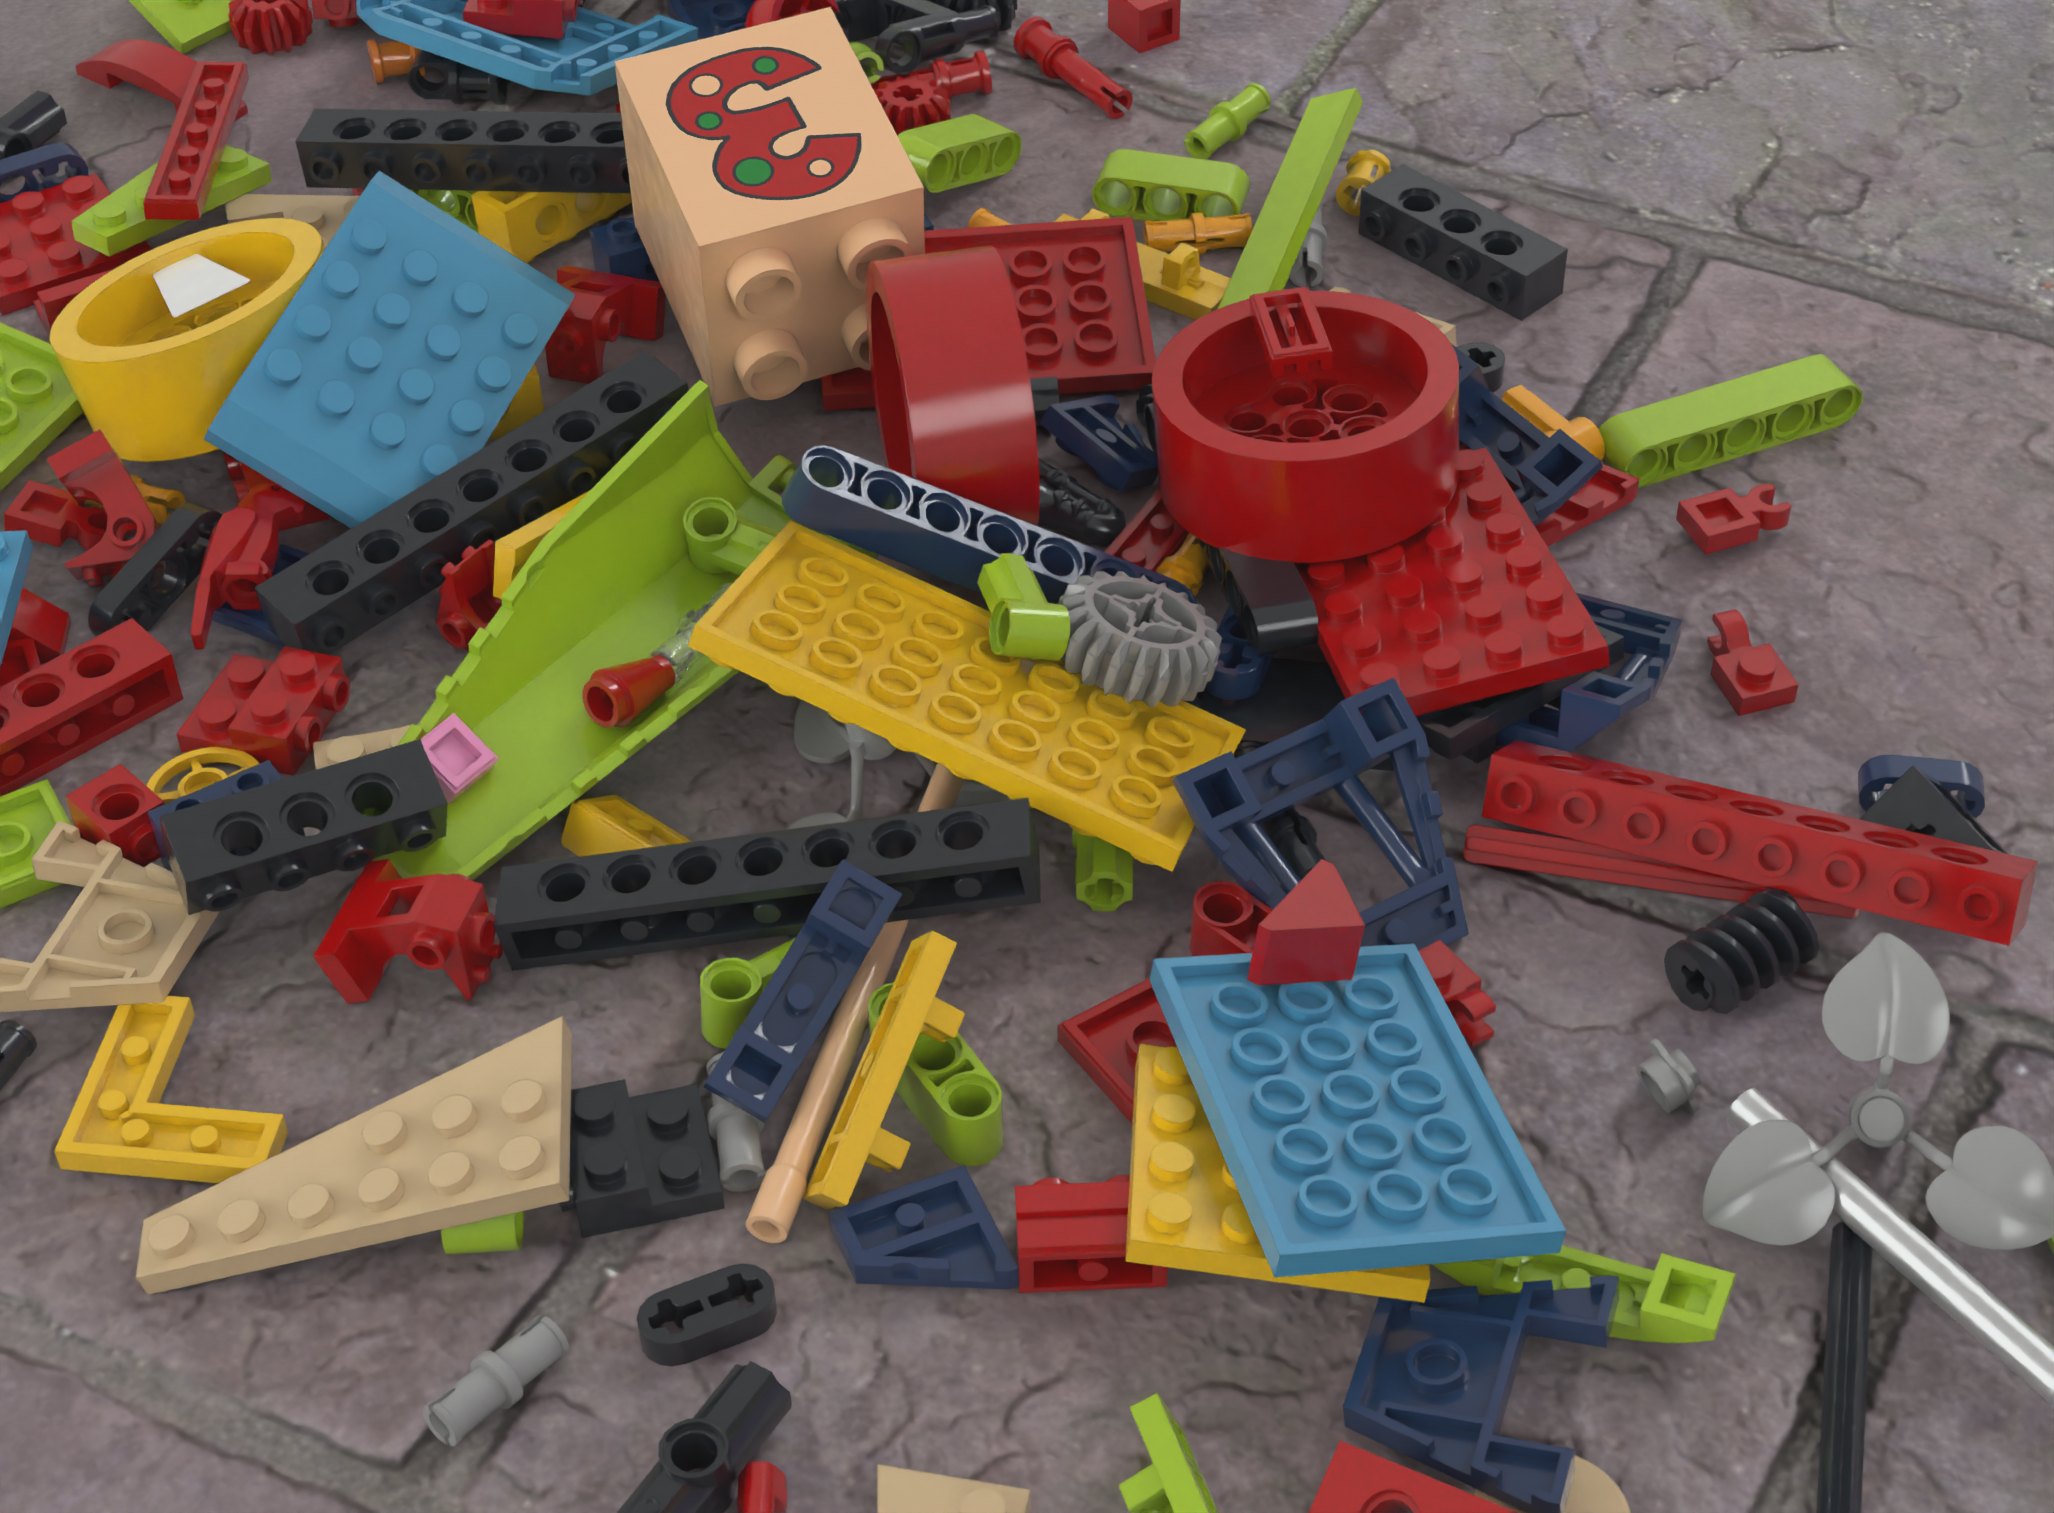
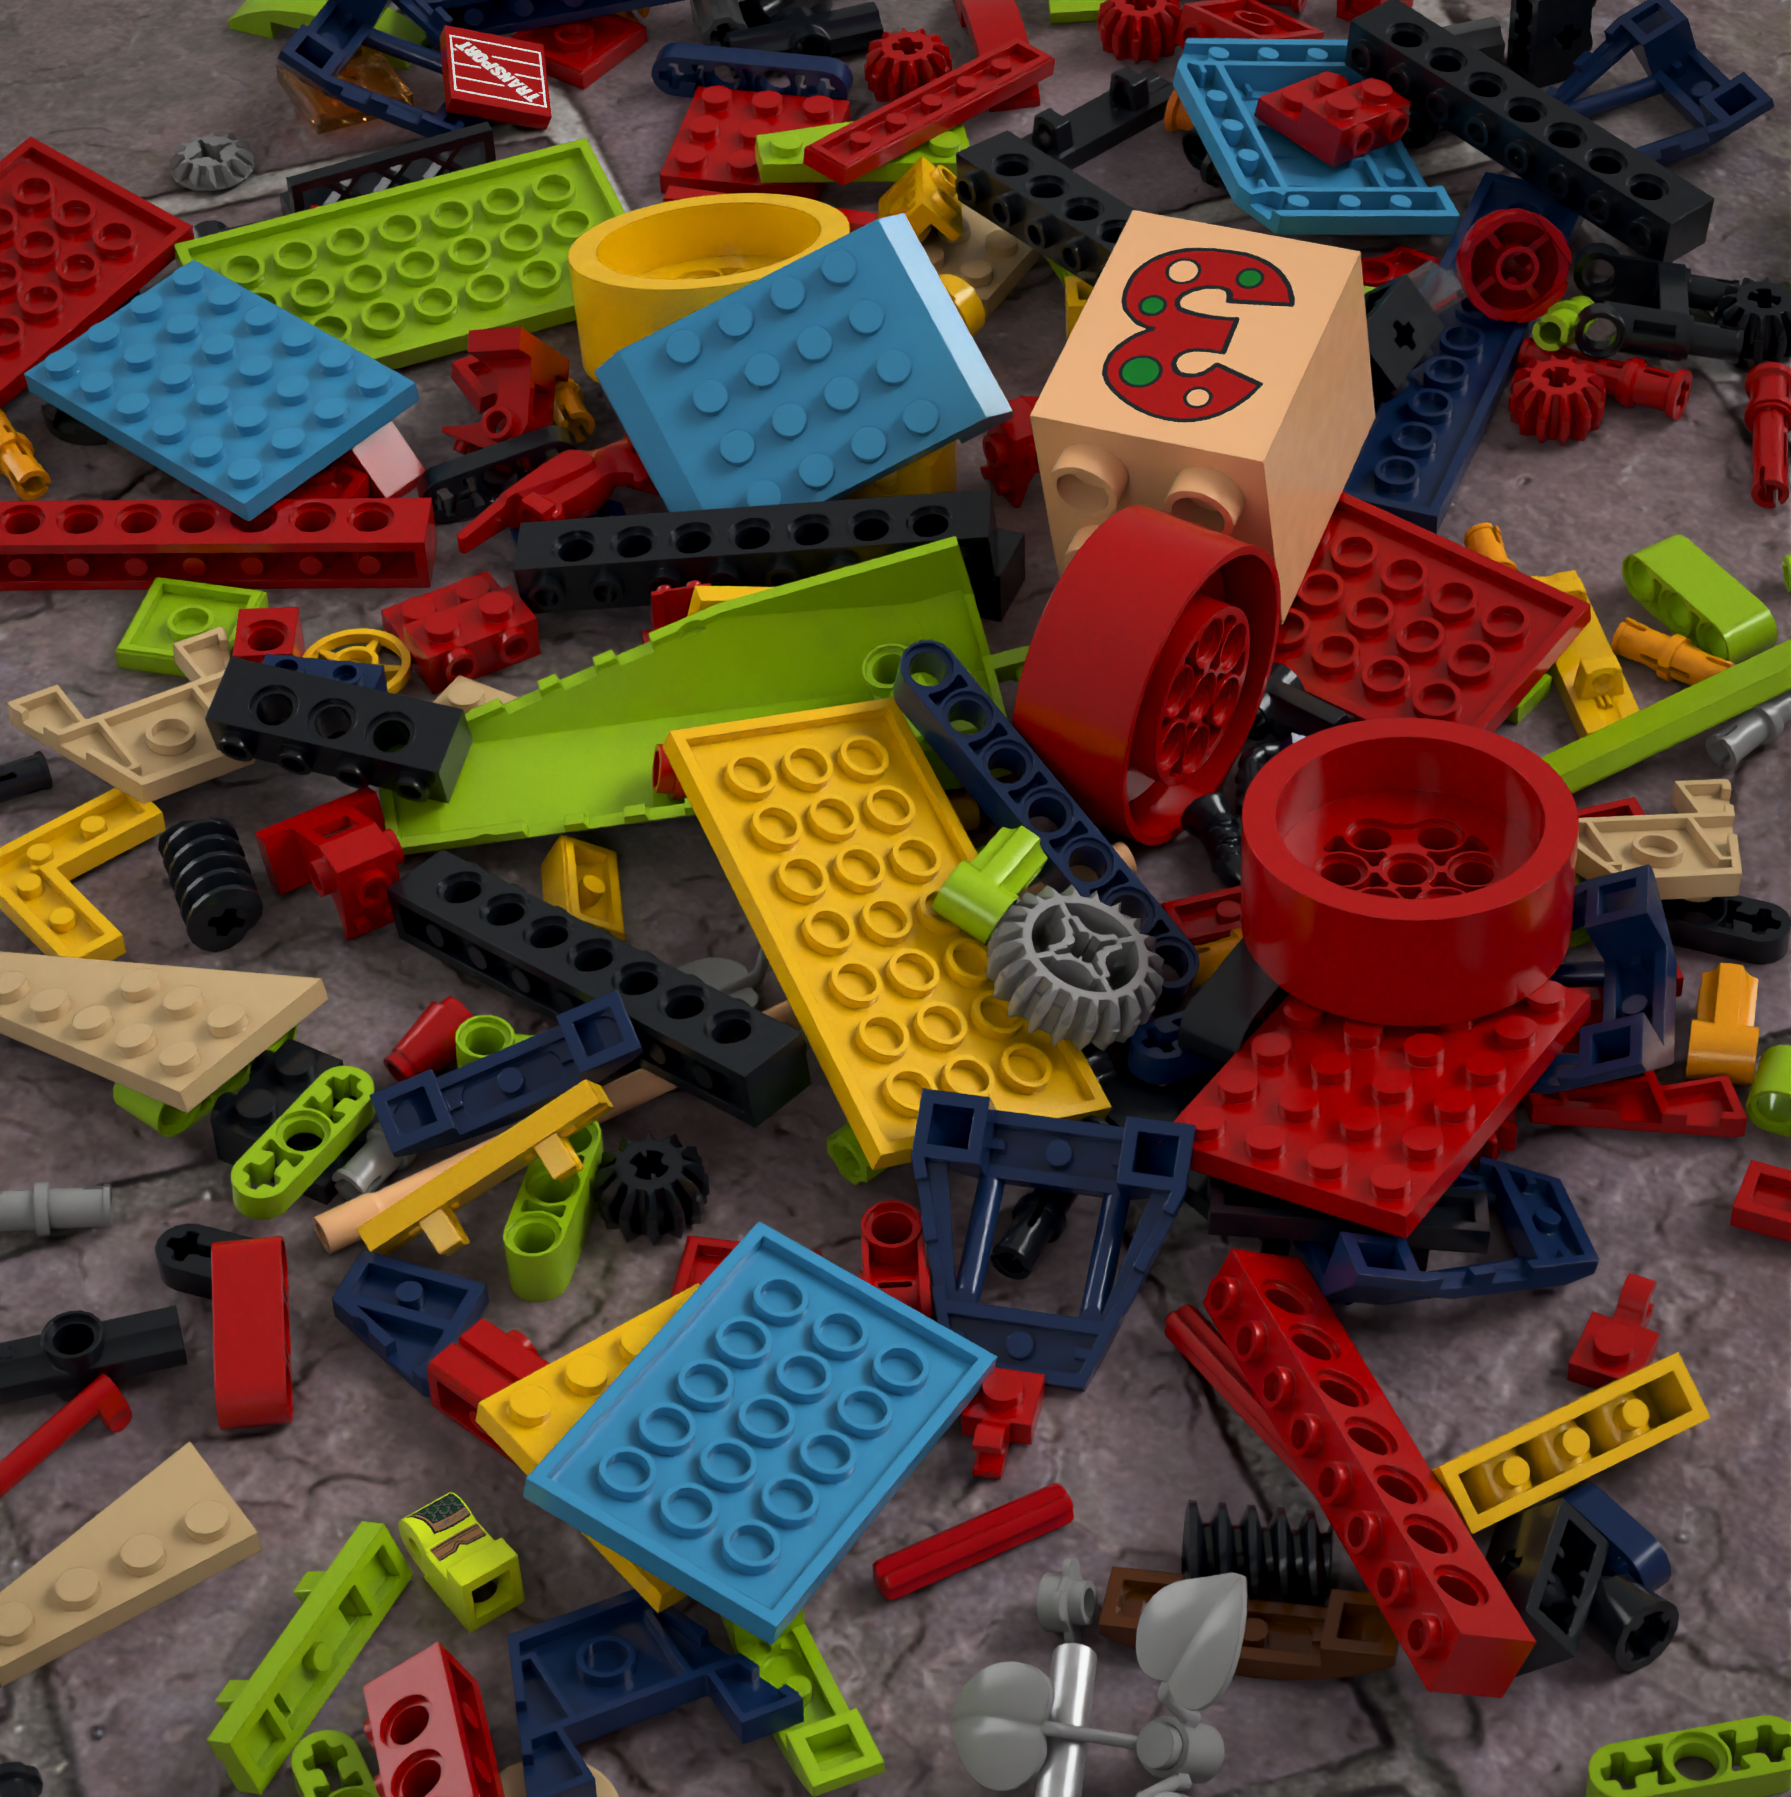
camera: 45 degrees right, 0 degrees up
(117, 128) = (904, 63): none -> red gear
(195, 282) = (733, 240): white sticker -> none
(269, 198) = (926, 198): none -> yellow bracket
(308, 1022) = (210, 882): none -> black piece
(324, 84) = (1123, 111): none -> black hinge
(457, 756) = (505, 743): bright pink tile -> none
(666, 1021) = (429, 1041): none -> red cone
(672, 1185) = (301, 1168): none -> lime beam
(829, 1337) = (251, 1333): none -> red beam
(960, 151) = (1537, 458): lime beam -> none
(1000, 1003) = (651, 1187): none -> black gear
(1217, 1382) = (460, 1558): none -> neon yellow leg
(1295, 353) = (1454, 774): red tile -> none
(1309, 933) = (885, 1277): red slope -> none
(1547, 1082) = (972, 1541): none -> red axle
(1784, 1020) = (1279, 1637): none -> reddish brown slope
(1836, 729) = (1571, 1443): none -> yellow brick
(2006, 820) = (1630, 1621): none -> black hat

